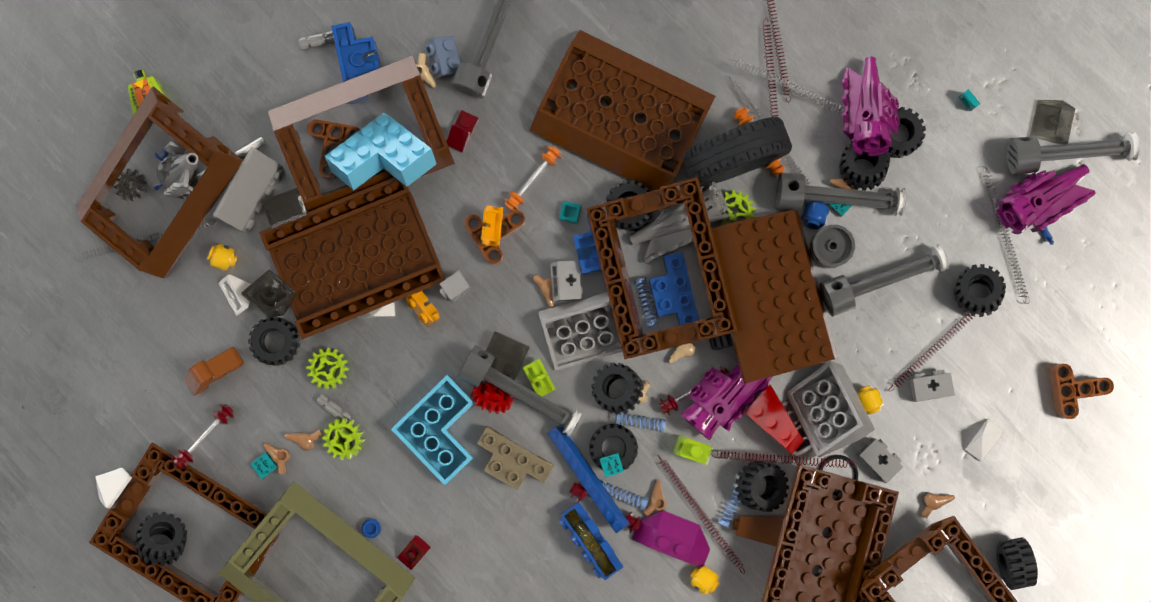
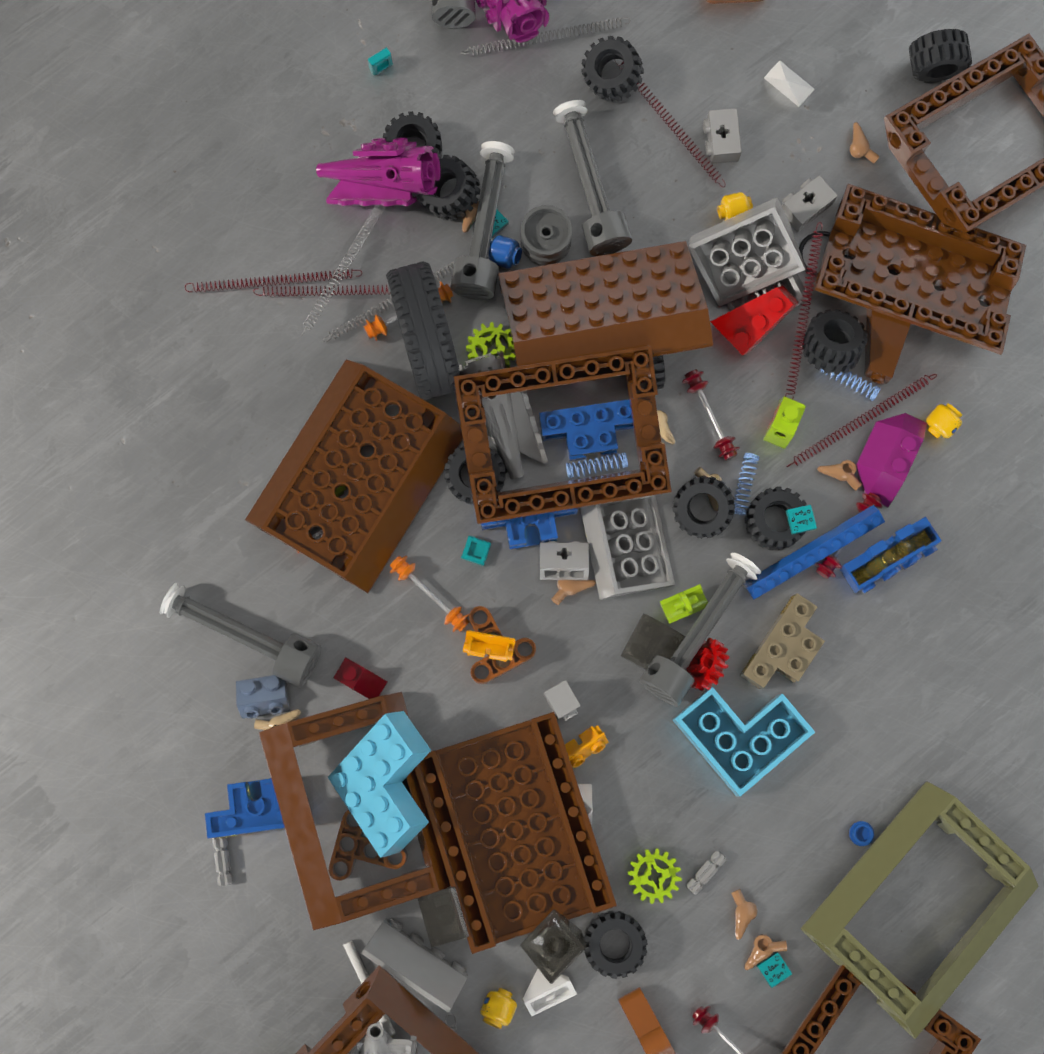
camera: 85 degrees left, 5 degrees down
(345, 446) = (755, 867): lime gear -> none
(413, 552) = (894, 779): dark red slope -> none
(644, 502) = (847, 488): light blue piece -> none
(721, 400) = (726, 384): magenta piece -> none

